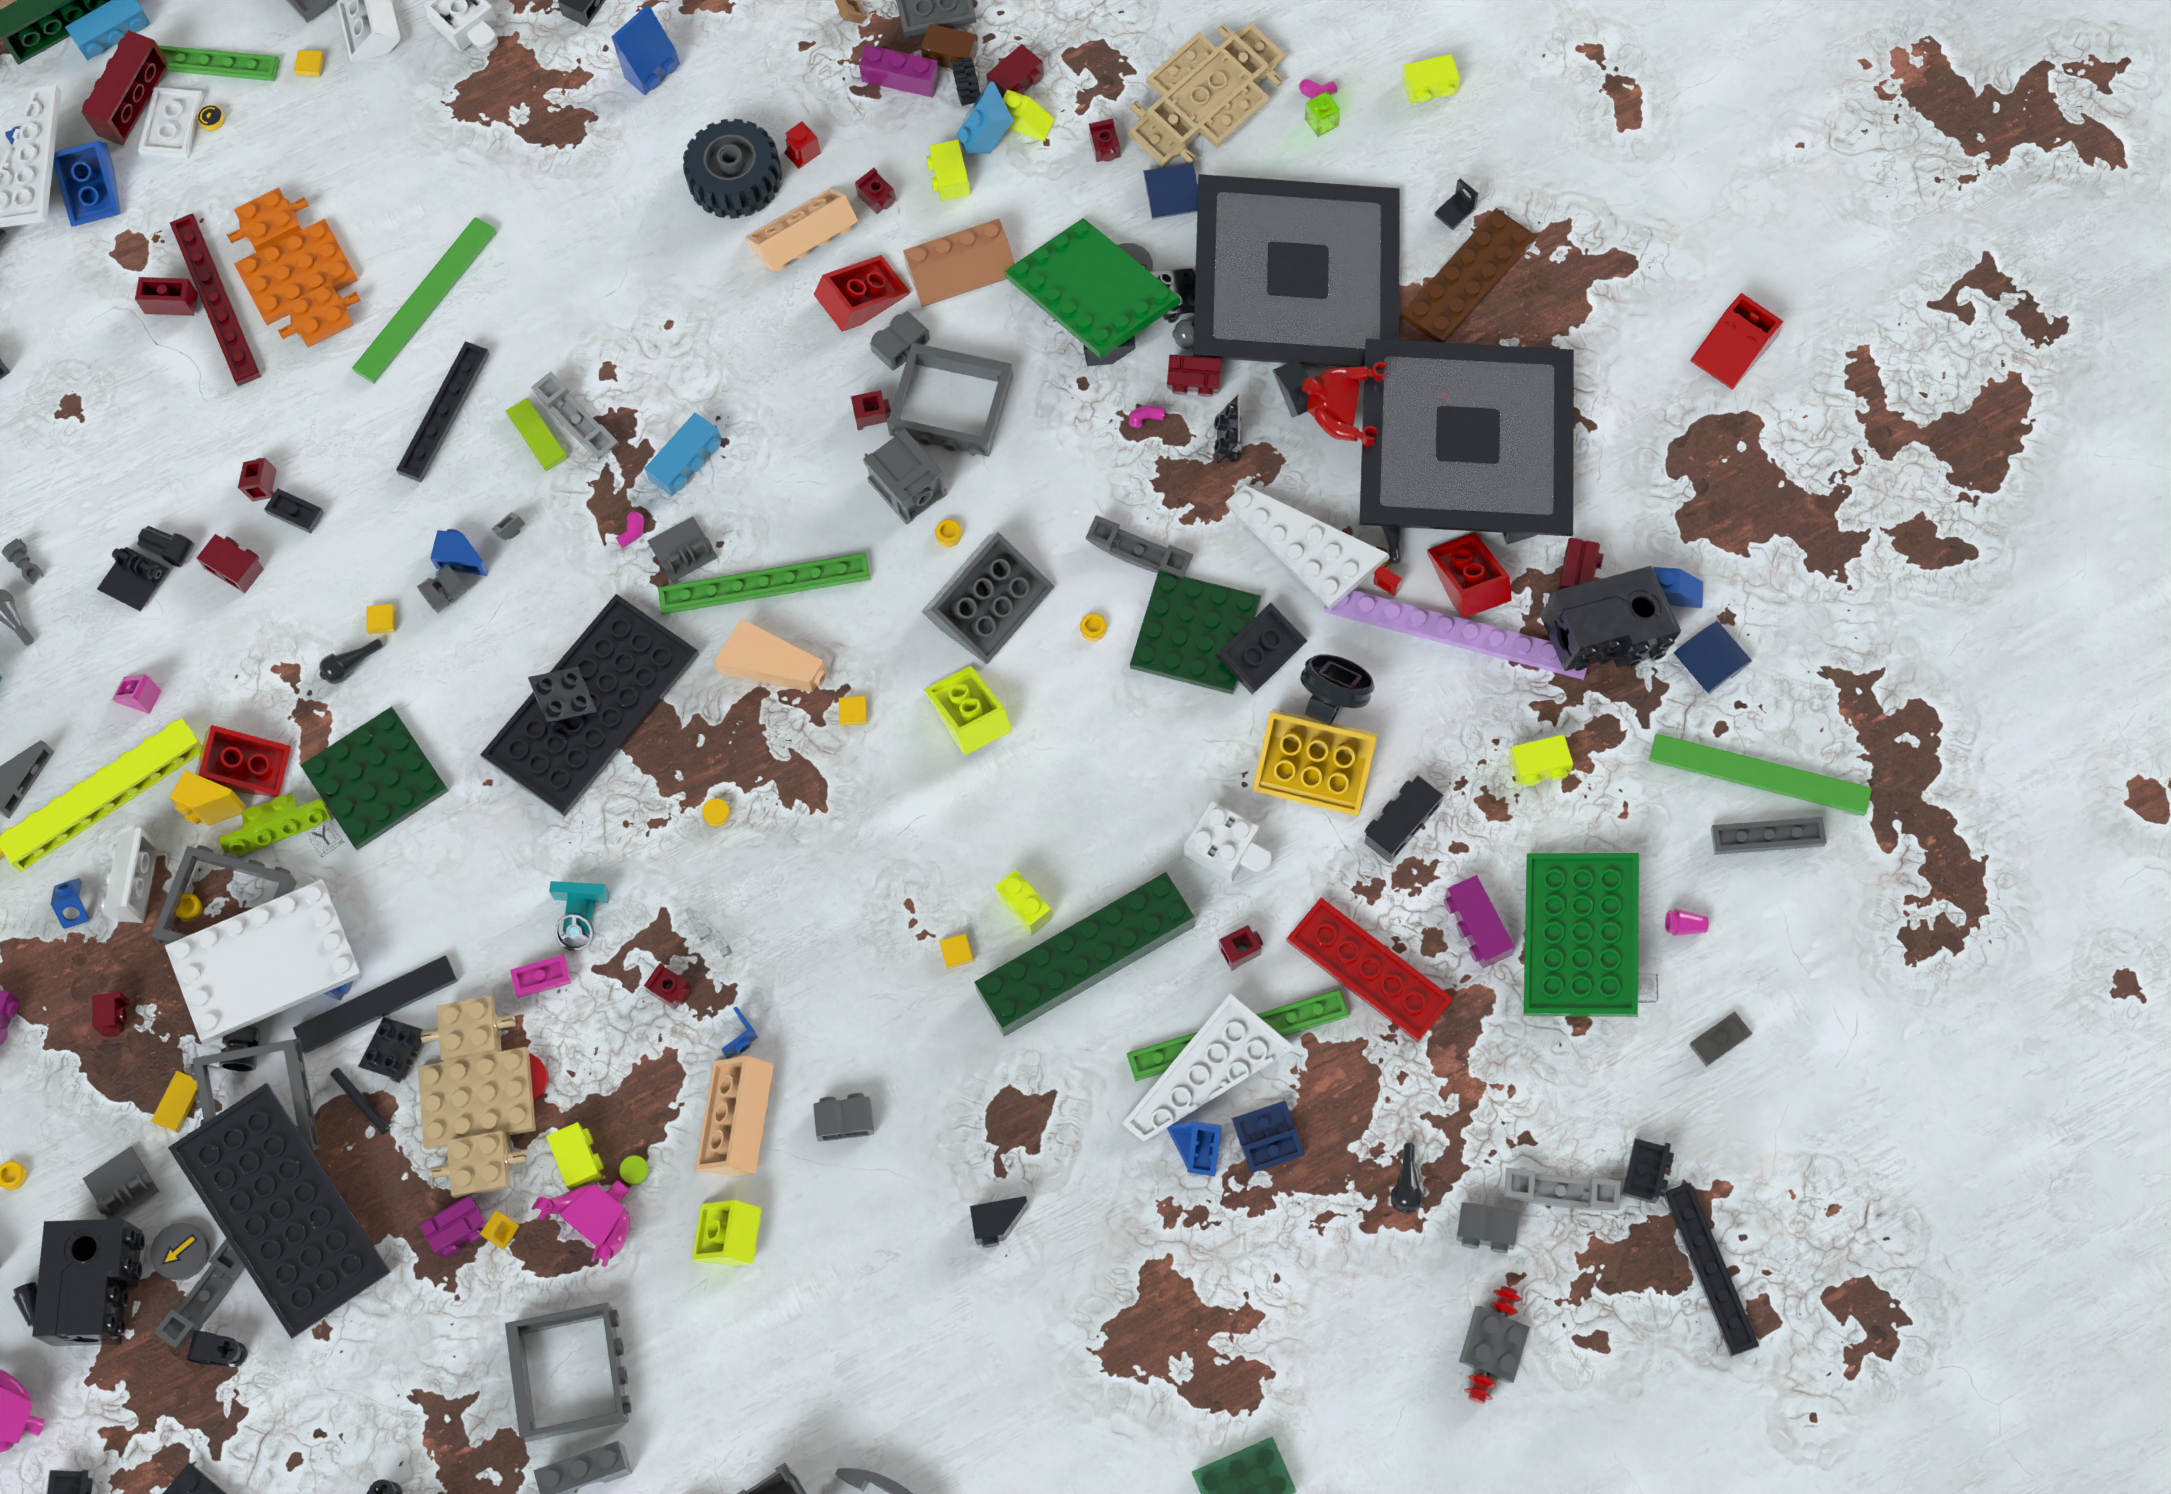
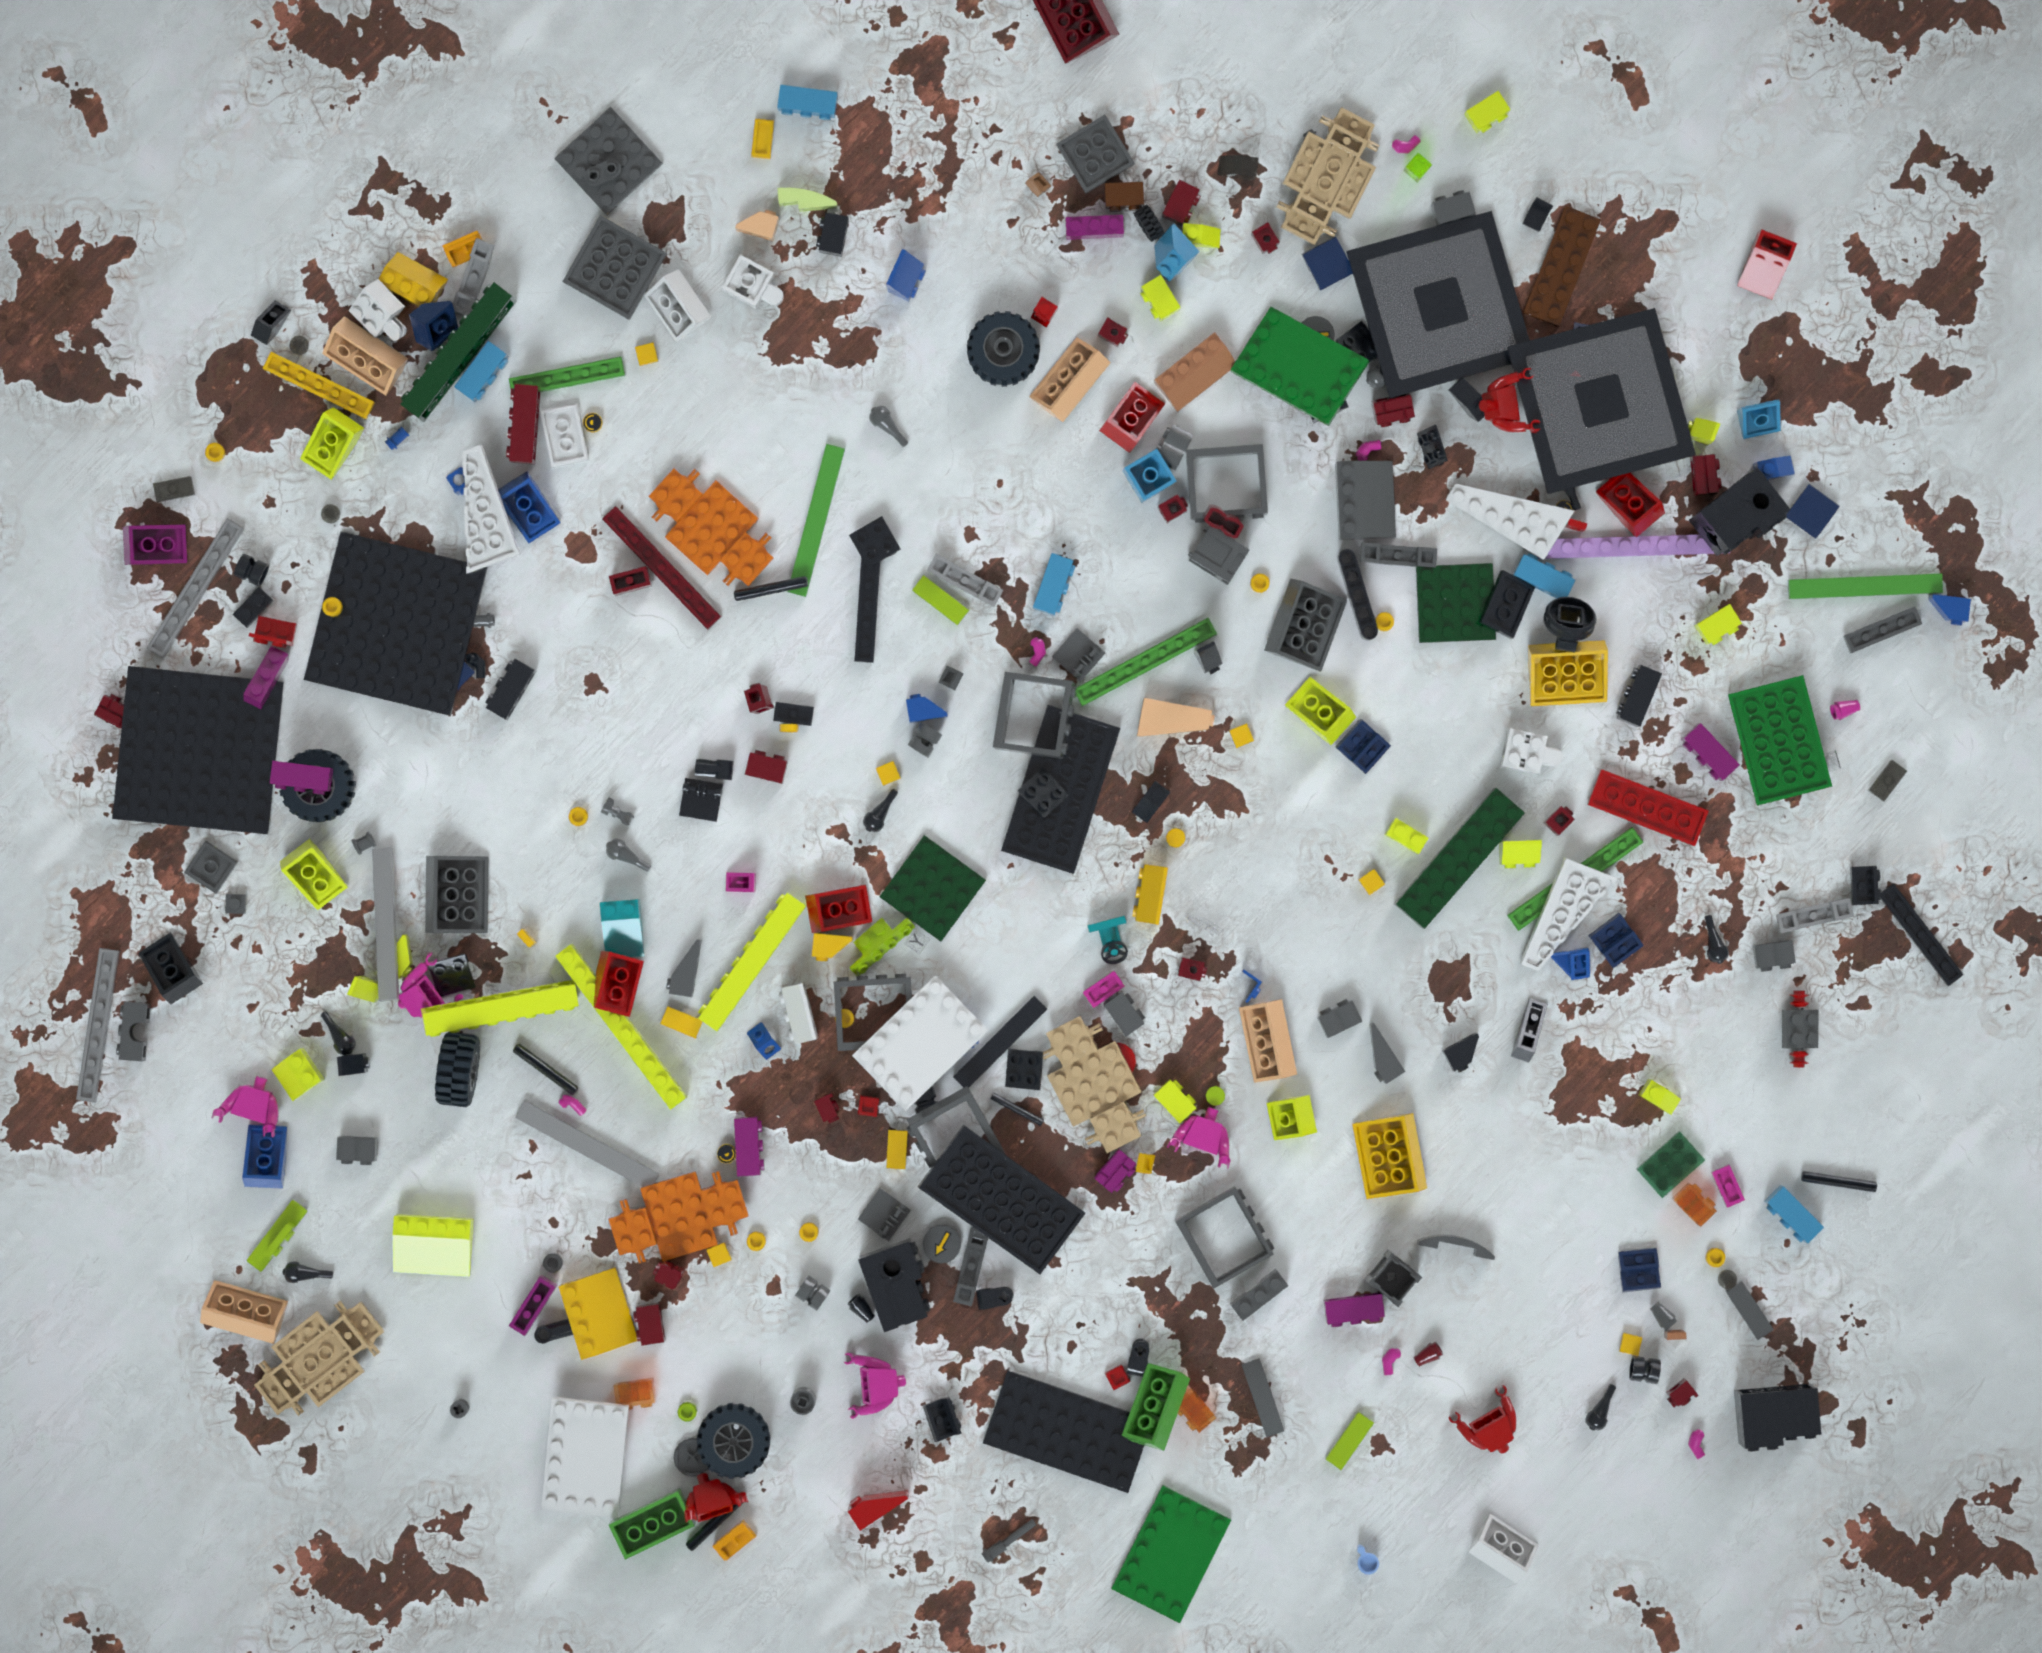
camera: 25 degrees left, 20 degrees up
(166, 1031) = (868, 1106): none -> red tile
(280, 524) = (793, 728): none -> yellow tile
(332, 356) = (770, 588): none -> black axle
(483, 340) = (874, 542): none -> black hinge
(553, 206) = (881, 417): none -> dark grey piece
(554, 1017) = (1124, 1013): none -> dark grey brick
(560, 579) = (1004, 710): none -> dark grey window
(653, 870) = (1150, 894): none -> yellow slope
(701, 754) = (1151, 802): none -> black slope
(842, 590) = (1209, 658): none -> black slope
(844, 1334) = (1389, 1156): none -> yellow slope
(853, 360) = (1149, 475): none -> dark azure slope
(884, 1195) = (1384, 1059): none -> dark grey slope
(921, 429) = (1218, 519): none -> dark red brick
(1008, 772) = (1363, 746): none -> dark blue slope
(1068, 592) = (1357, 585): none -> black beam
(1102, 1221) = (1529, 1030): none -> slope
(1103, 56) = (1238, 167): none -> clear smoke slope
(1120, 471) = (1365, 500): none -> dark grey slope
(1170, 969) = (1520, 852): none -> neon yellow slope
(1259, 1377) = (1659, 1096): none -> neon yellow slope
(1323, 630) = (1544, 576): none -> dark azure brick
(1351, 168) = (1453, 208): none -> dark grey brick
(1593, 513) = (1703, 430): none -> neon yellow slope
(1674, 520) = (1760, 419): none -> dark azure slope
(1873, 834) = (1952, 608): none -> blue slope

